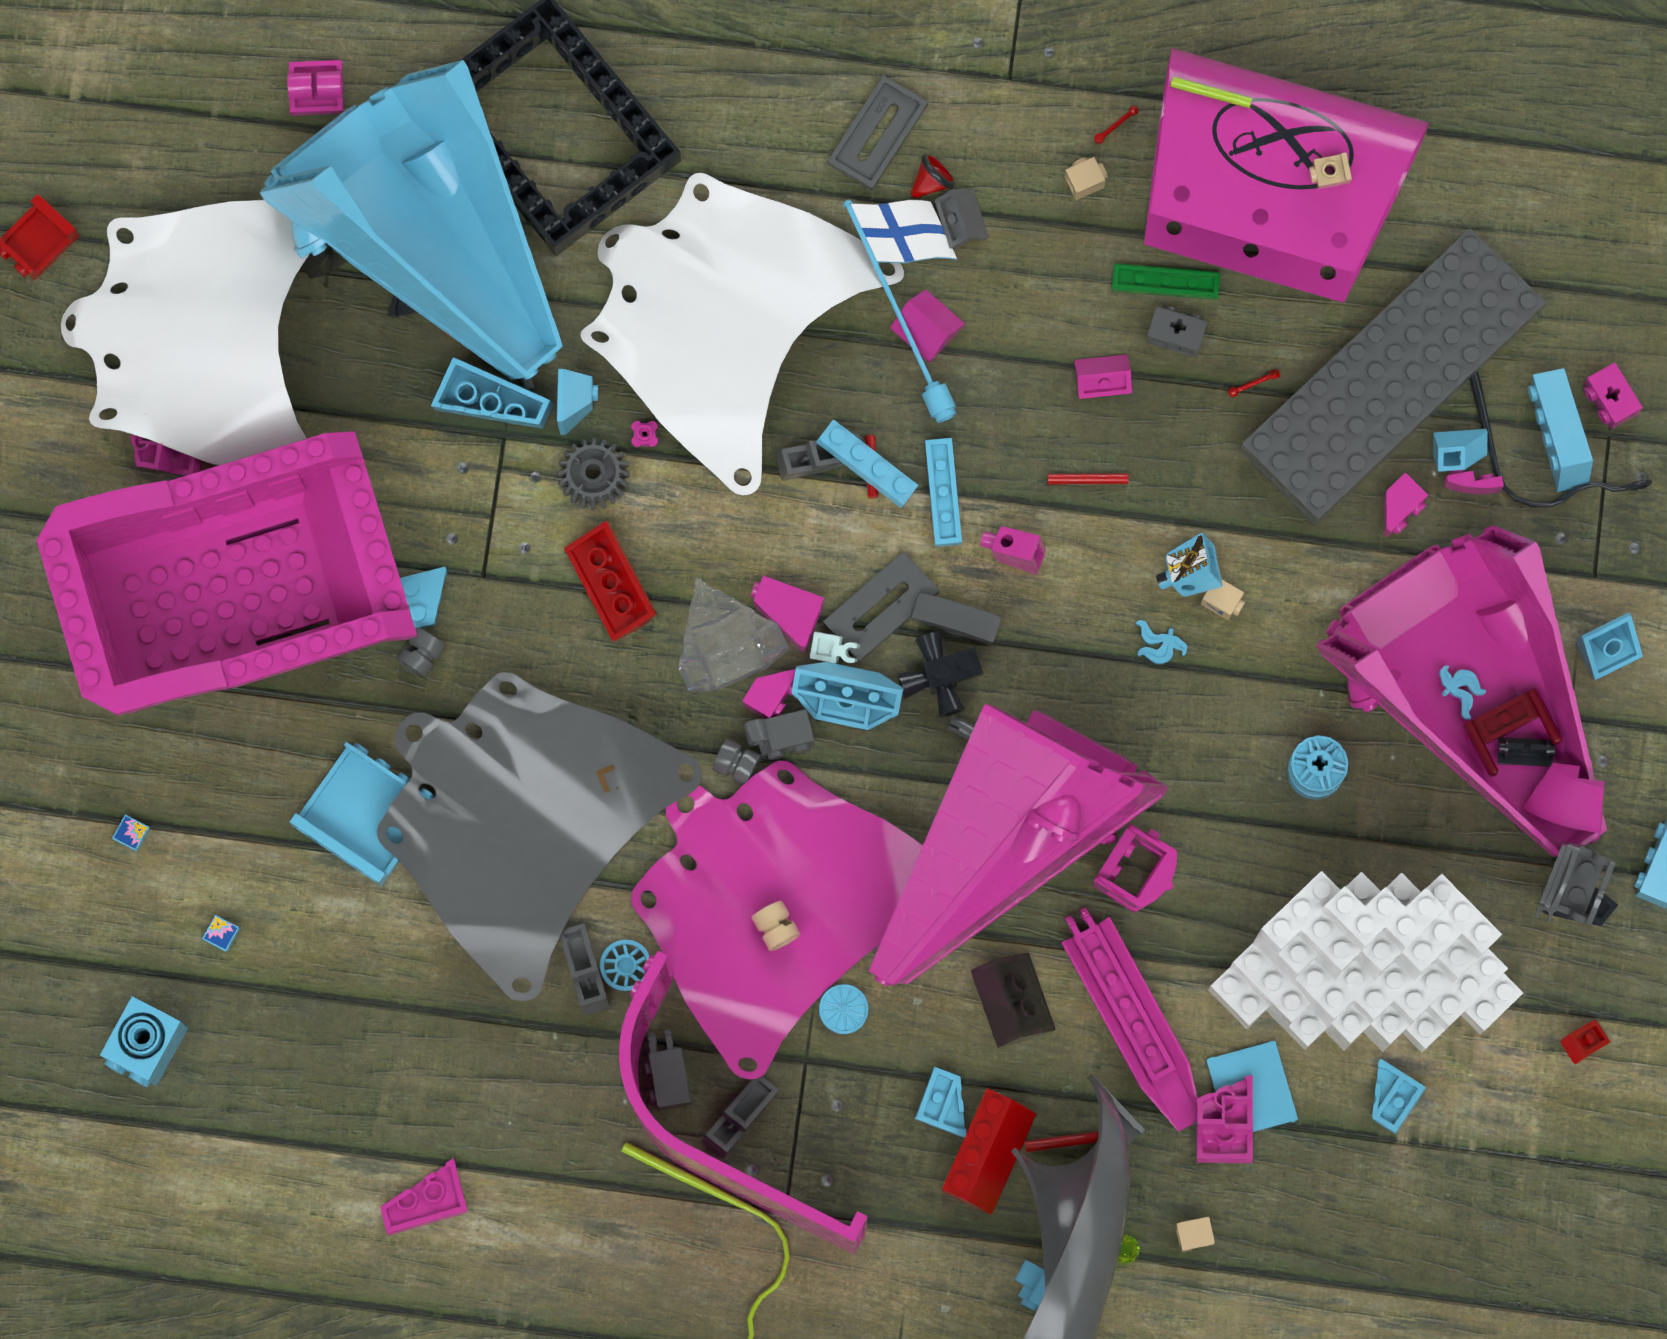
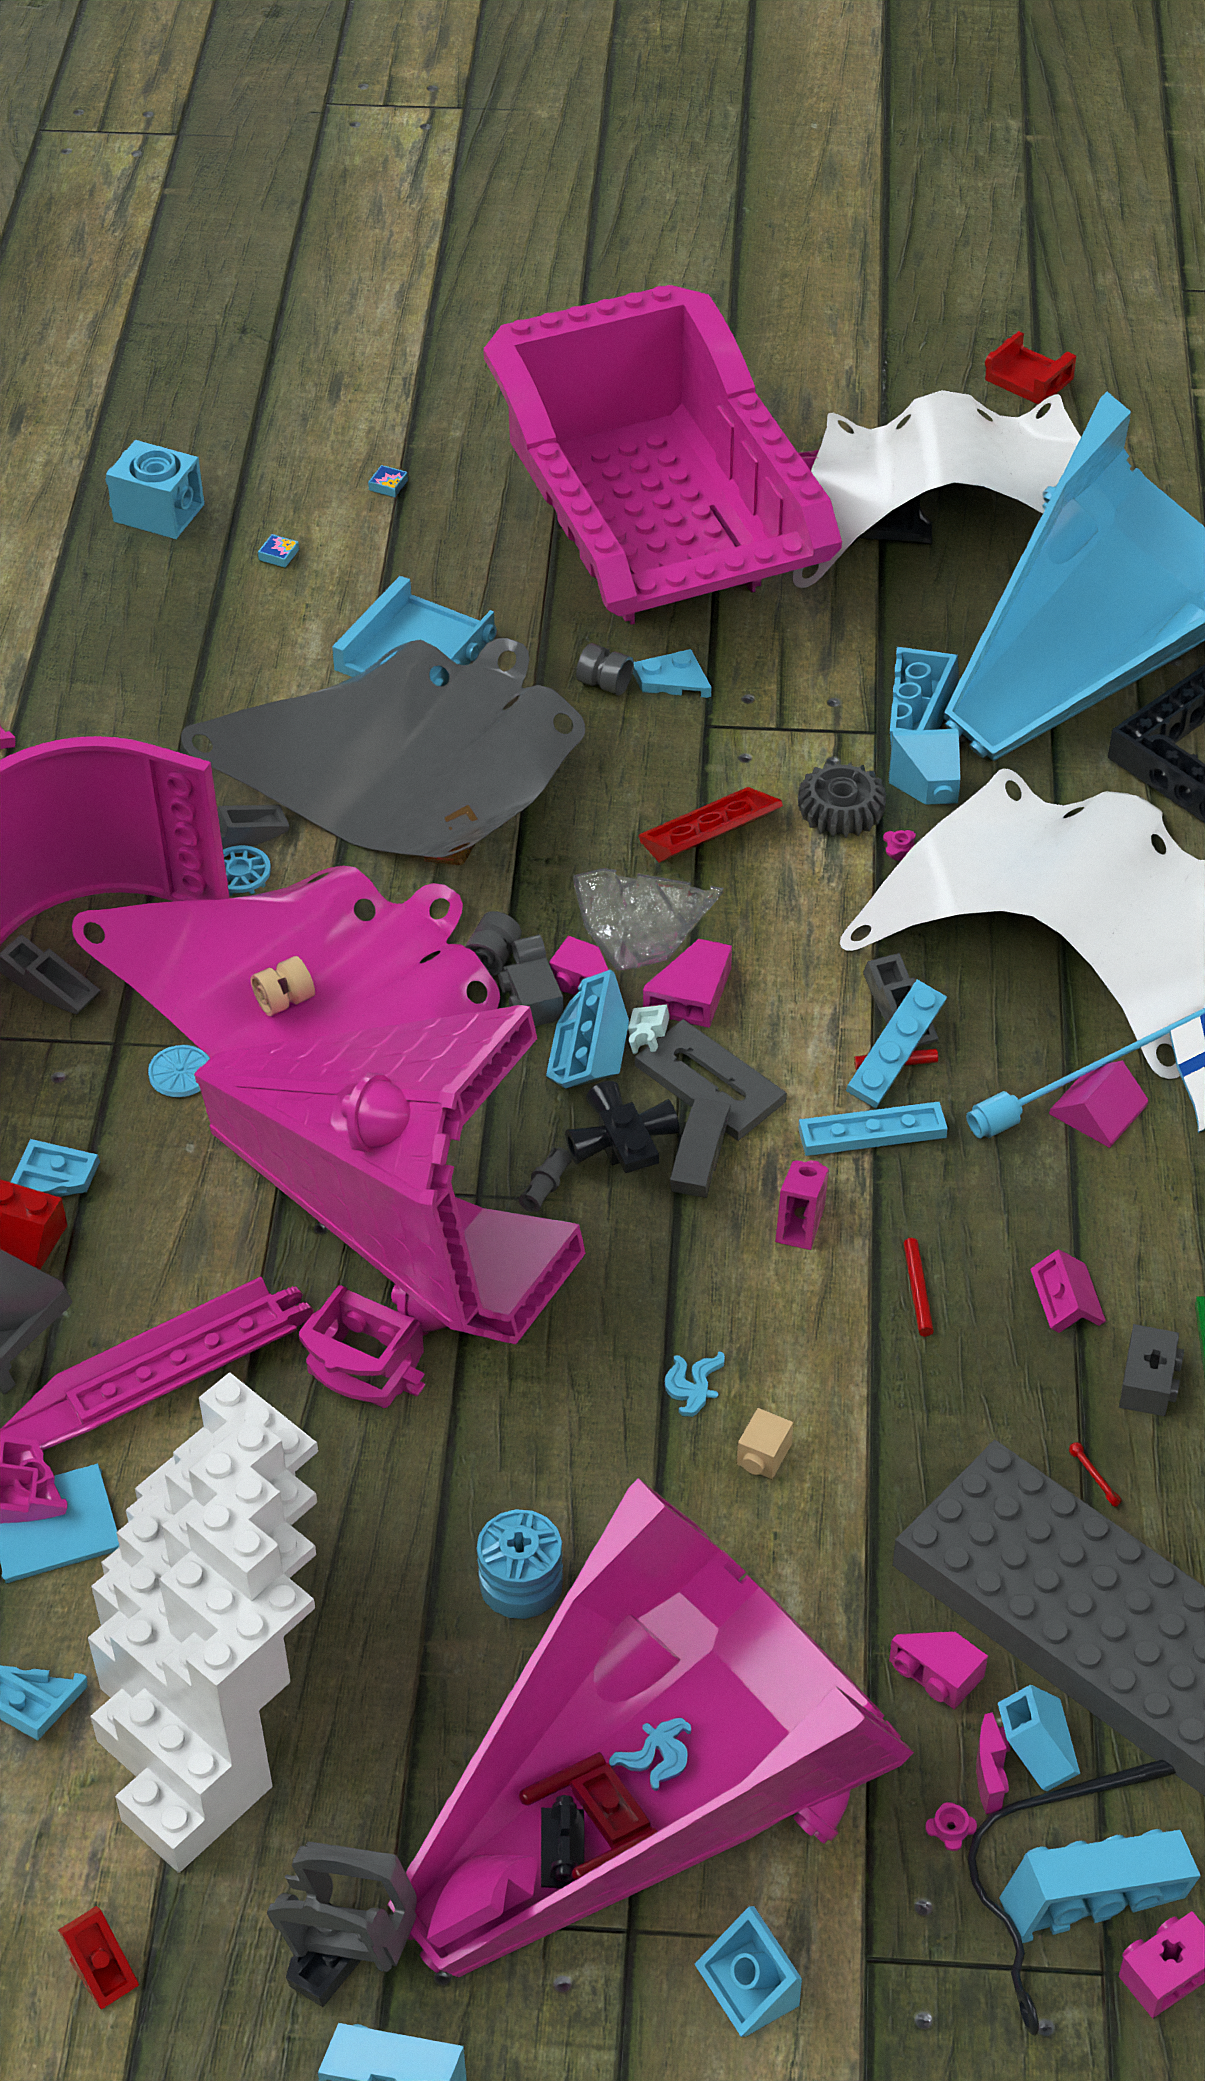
camera: 85 degrees right, 30 degrees down
(668, 1074) = (101, 896): dark grey hinge -> none
(1012, 999) = (186, 1237): clear smoke slope -> none
(1192, 567) = (805, 1396): torso -> none
(1512, 506) = (951, 1814): none -> dark pink plate

